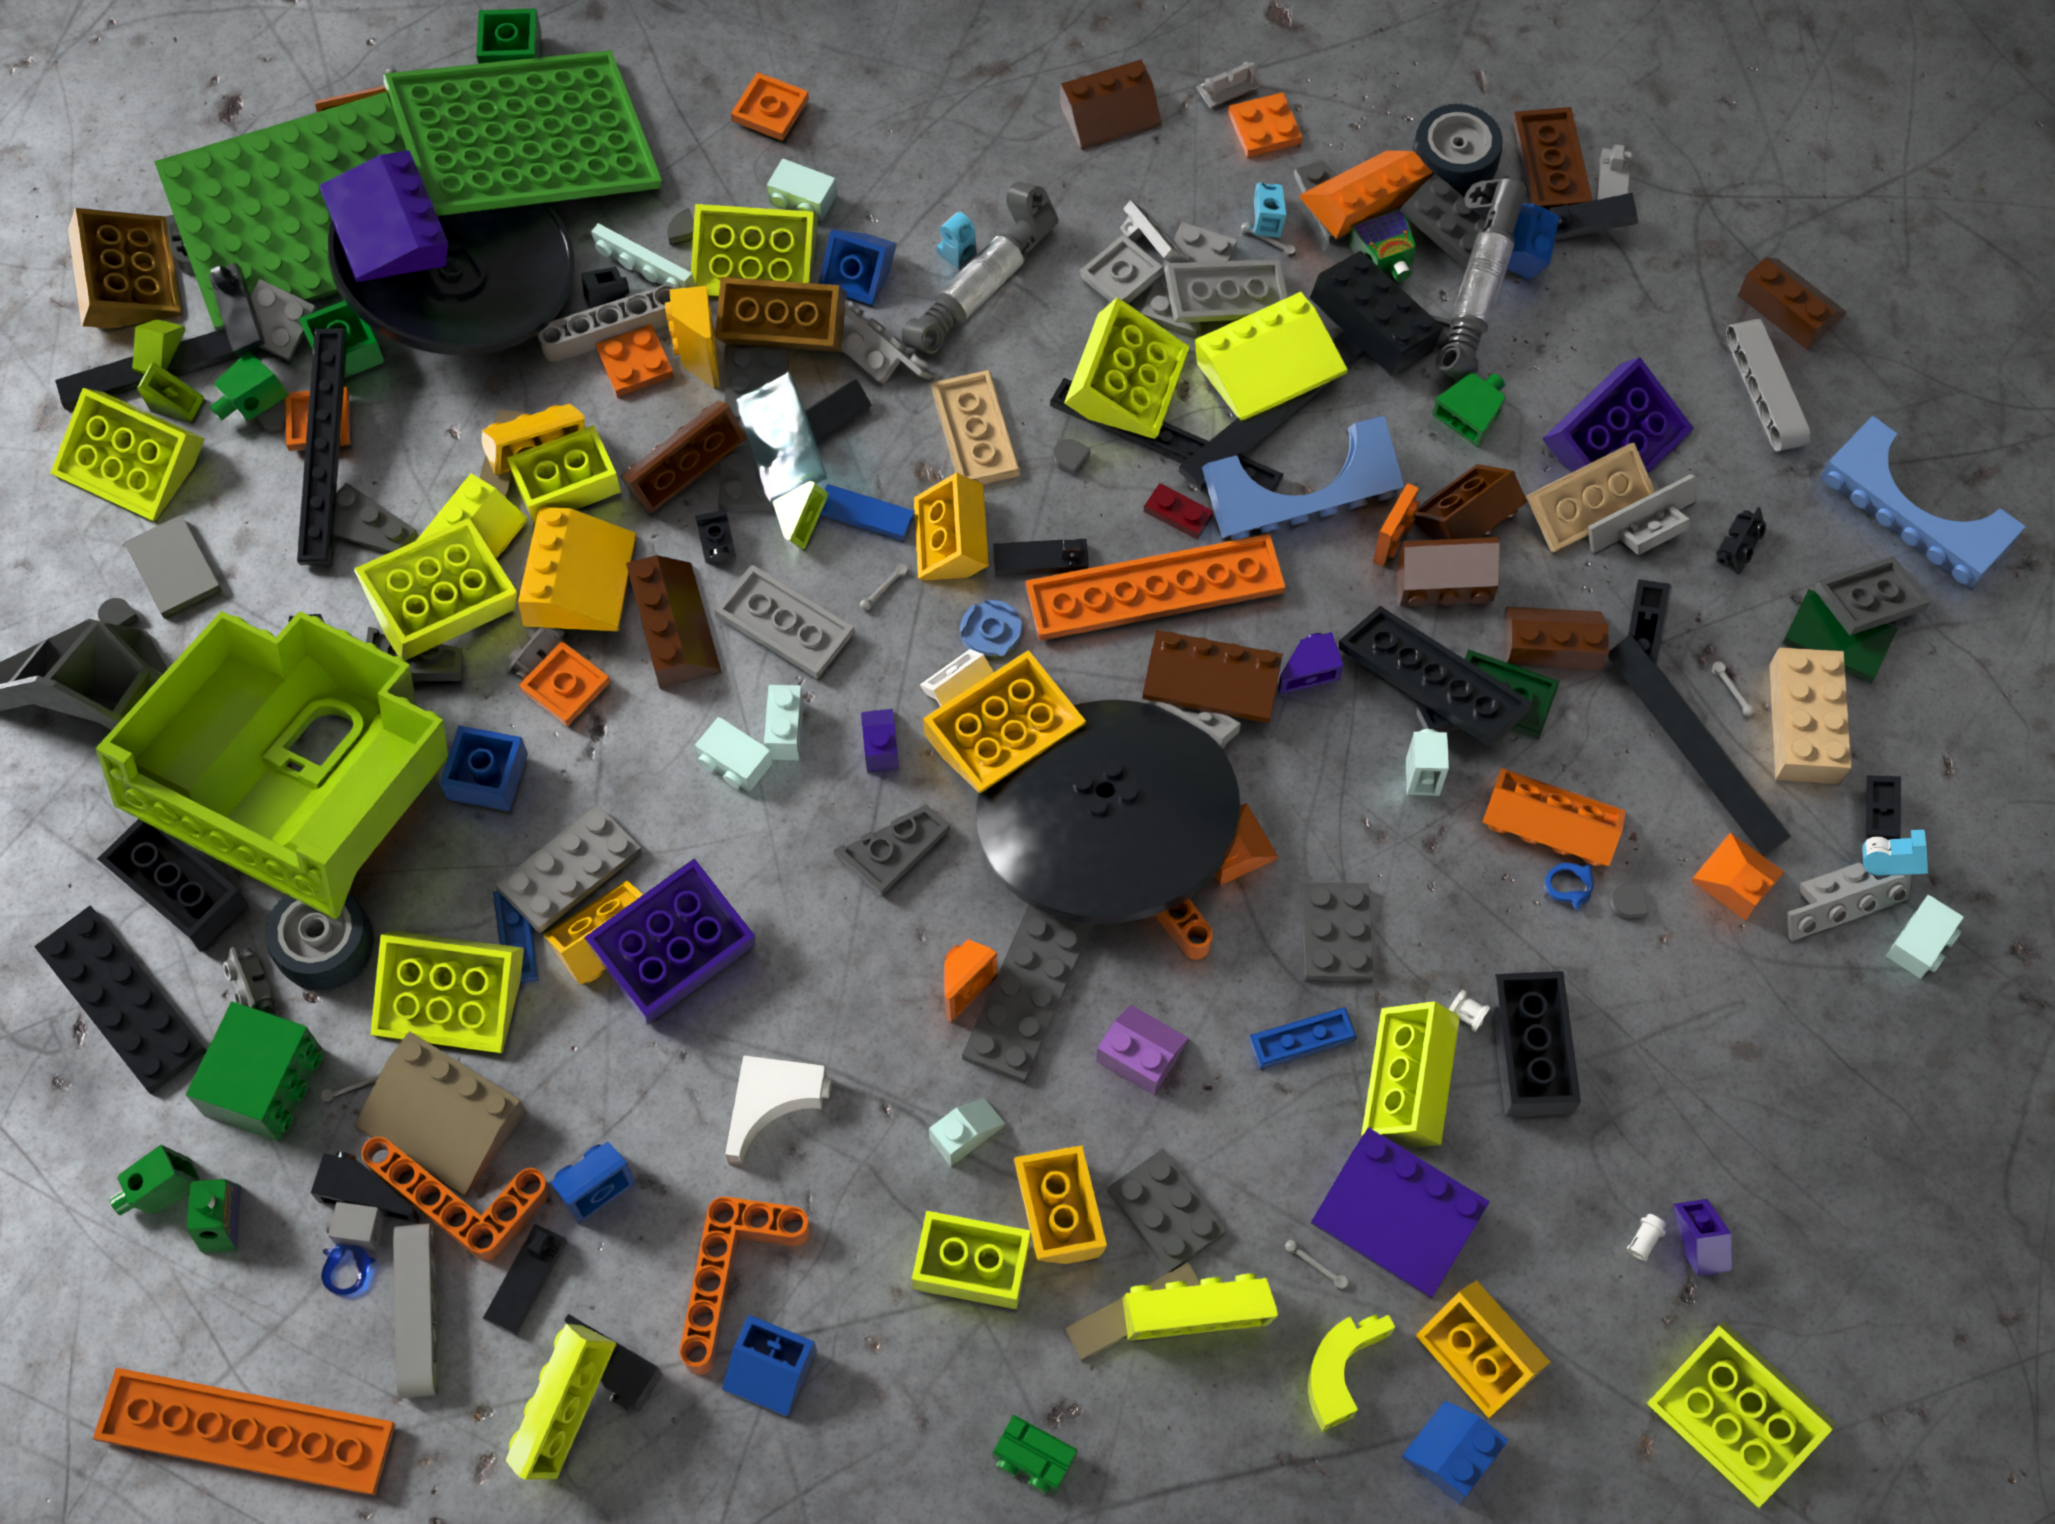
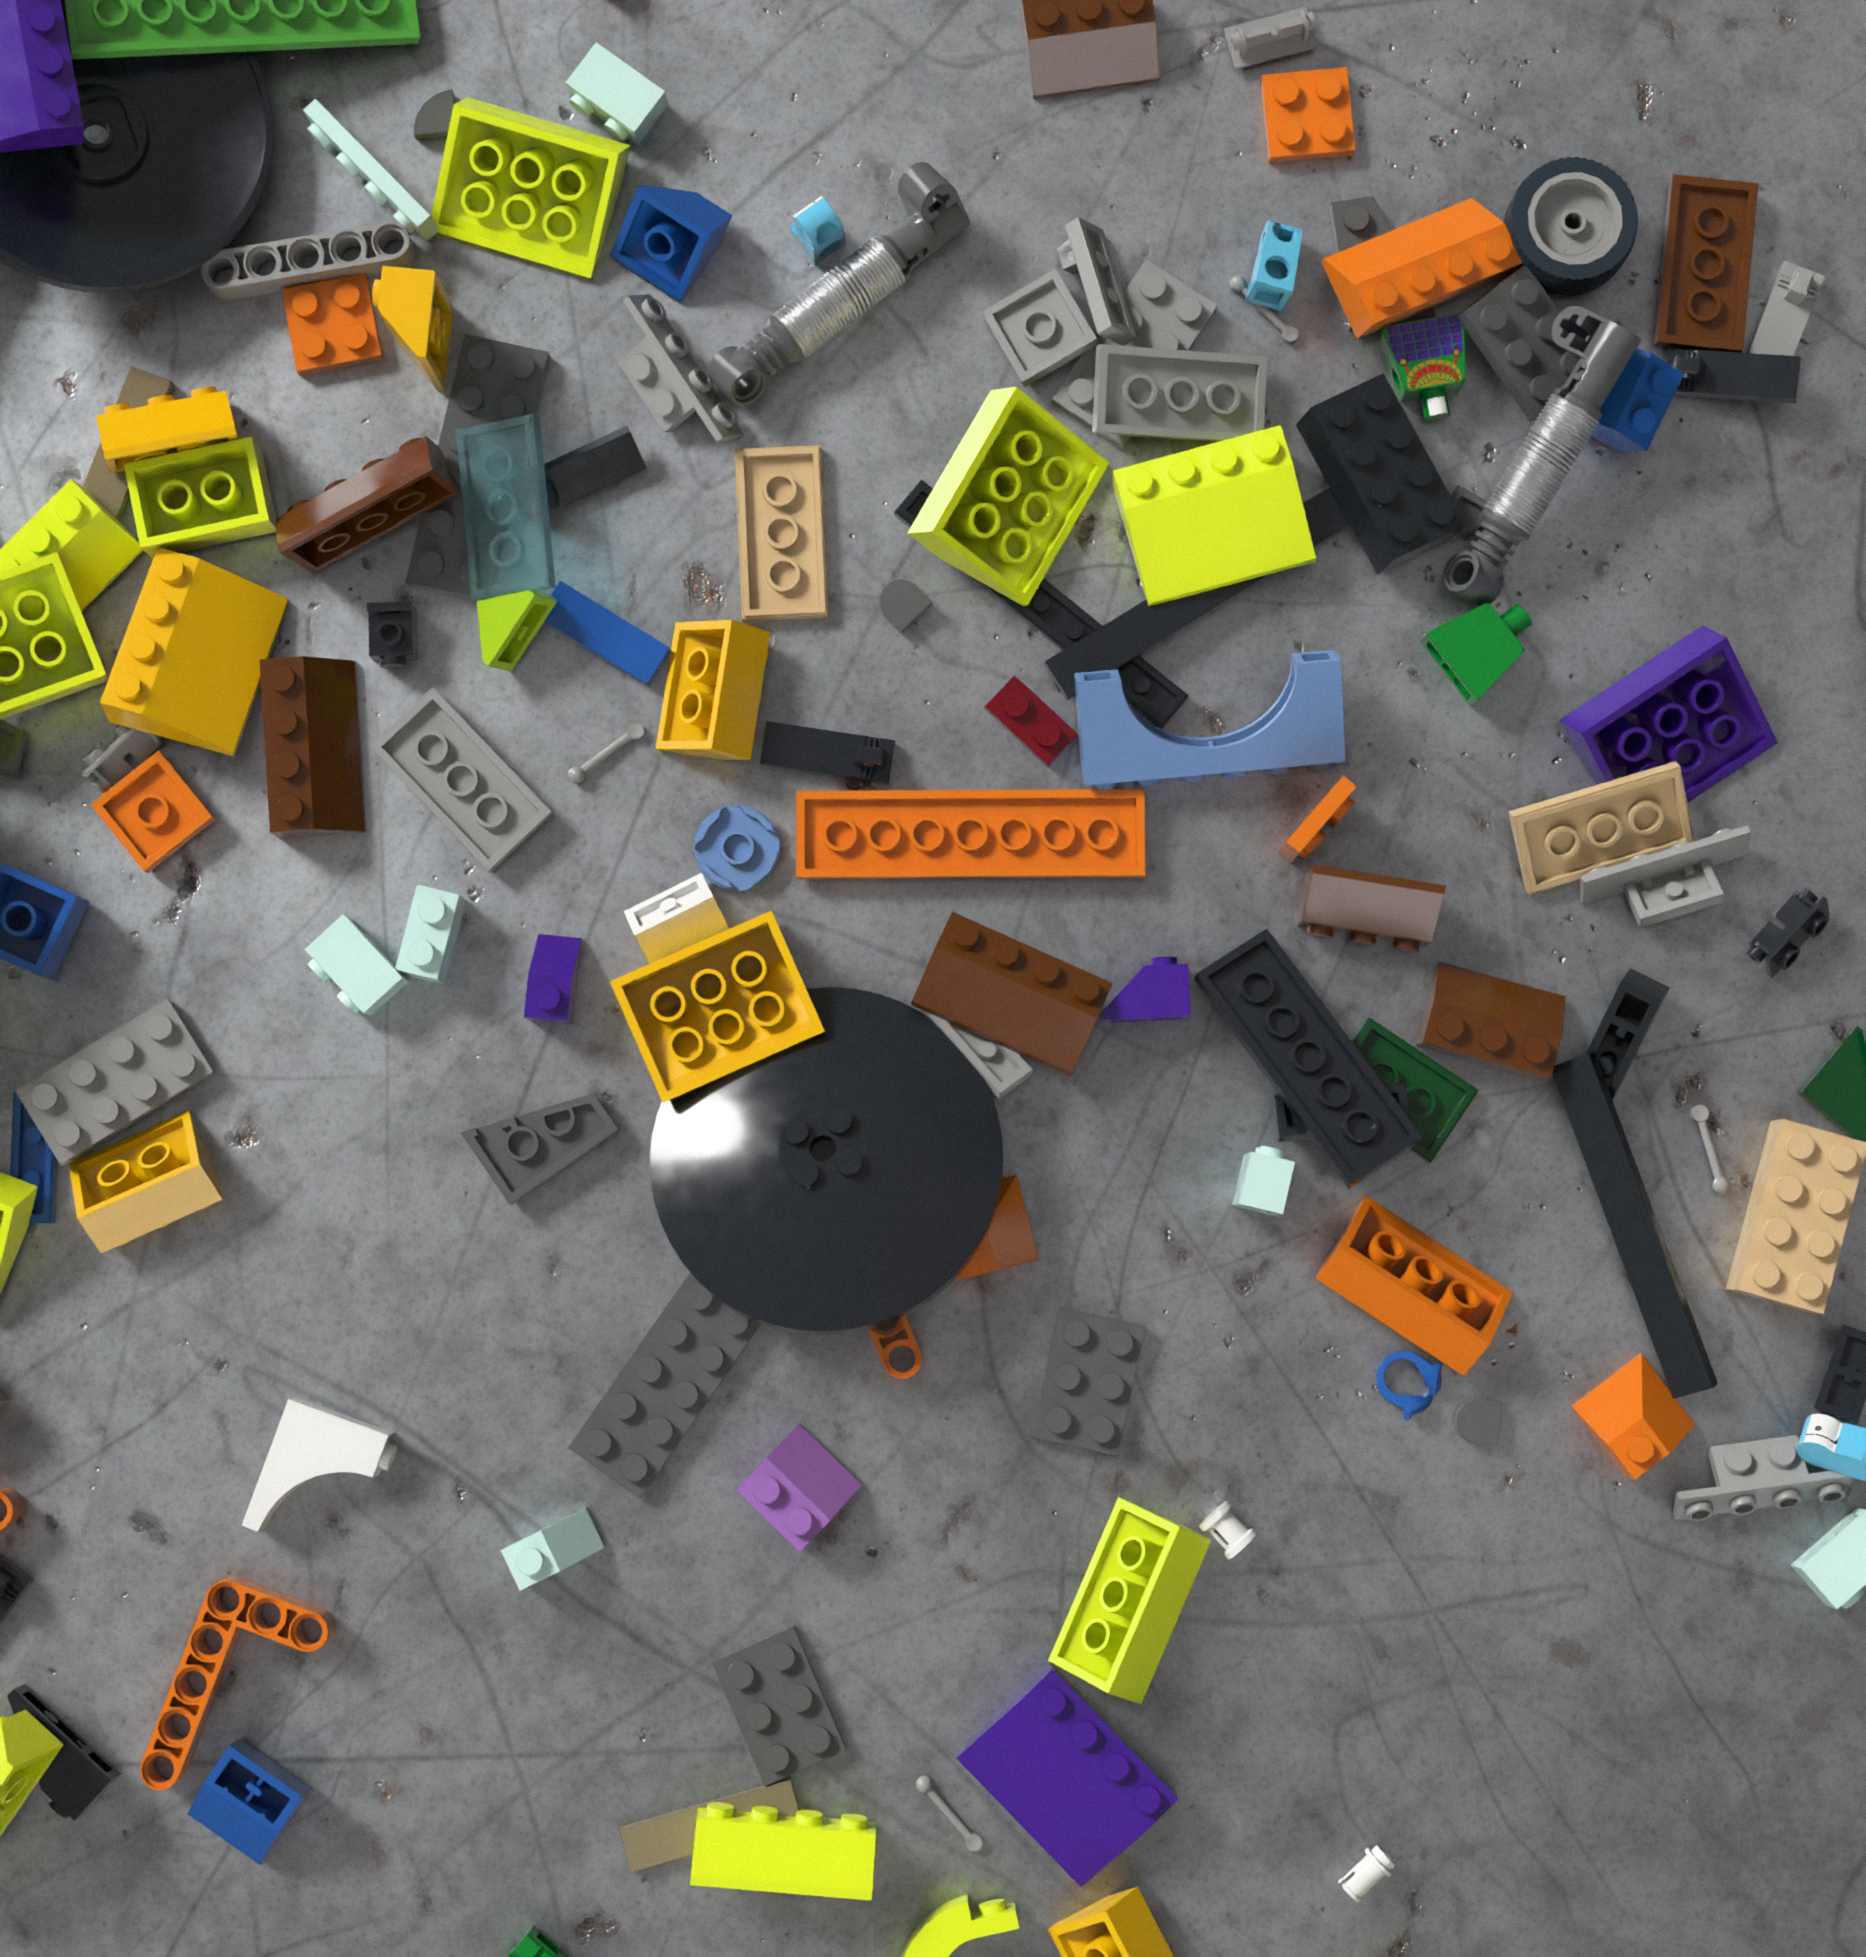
camera: 15 degrees right, 20 degrees up
(593, 1181) = (71, 1519): blue slope -> none
(603, 286) = (308, 202): black brick -> none
(670, 941) = (223, 1224): dark purple slope -> none
(781, 314) = (542, 308): pearl gold brick -> none
(967, 974) = (591, 1346): orange slope -> none
(971, 1260) = (519, 1726): neon yellow brick -> none
(1061, 1205) = (641, 1684): yellow slope -> none
(1302, 1038) = (1007, 1515): blue tile -> none
(1471, 504) = (1428, 804): reddish brown slope -> none
(1534, 1044) = (1296, 1599): black brick -> none
(1704, 1237) = (1437, 1889): dark purple slope -> none

